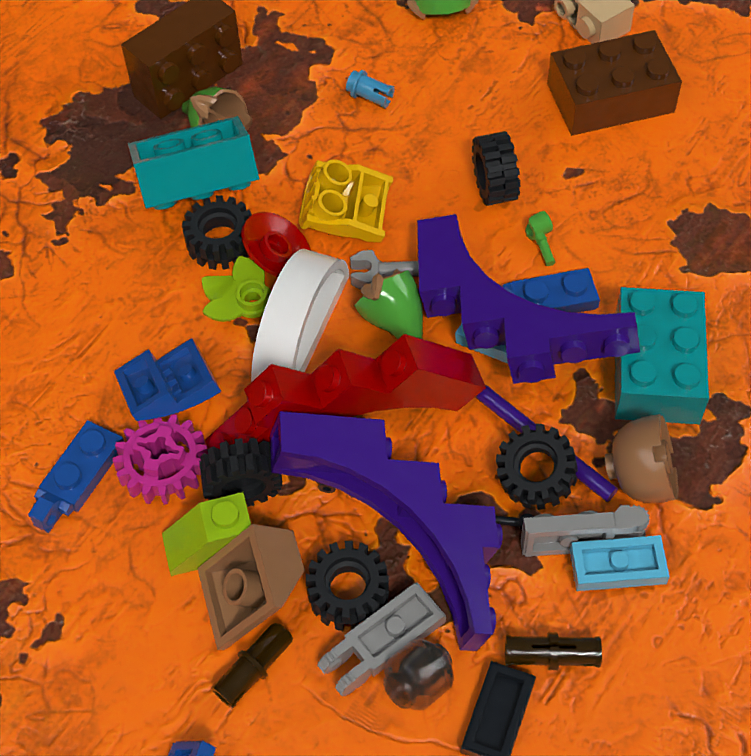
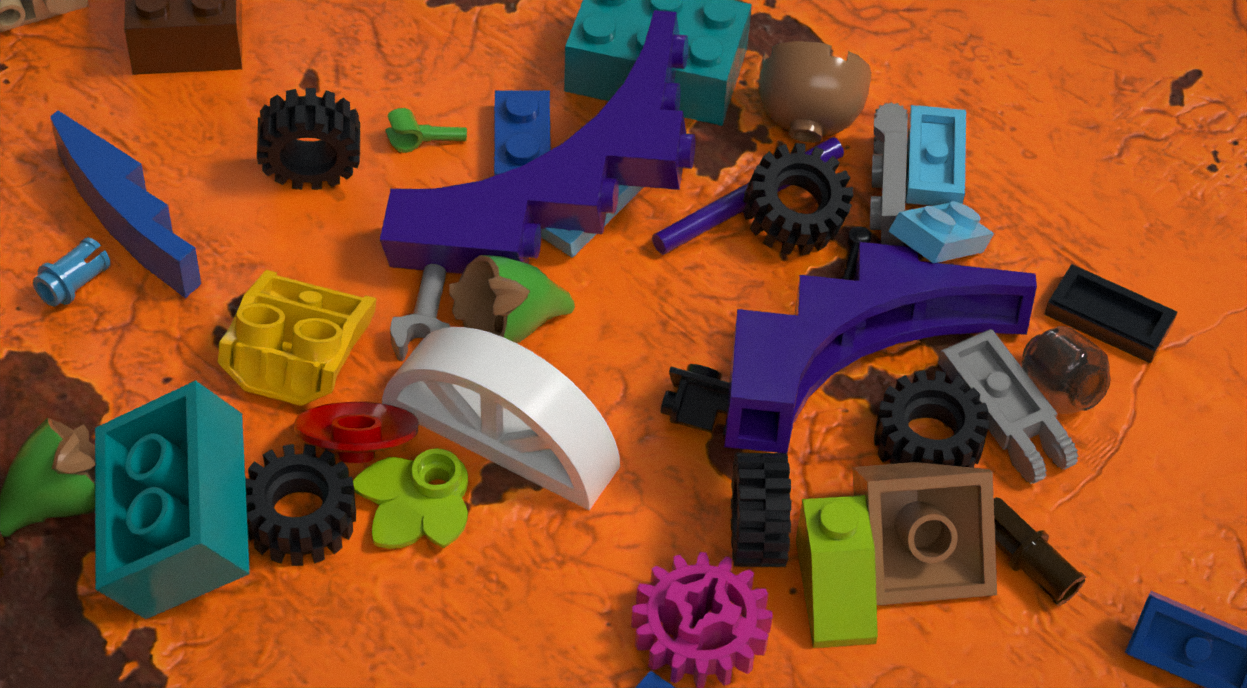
camera: 85 degrees left, 5 degrees down
(167, 384) = (572, 594): blue slope -> none
(350, 384) = (682, 388): red arch -> none
(430, 91) = (118, 197): none -> blue slope
(528, 568) = (942, 231): none -> medium azure plate
(553, 651) = (1046, 216): dark brown pin -> none

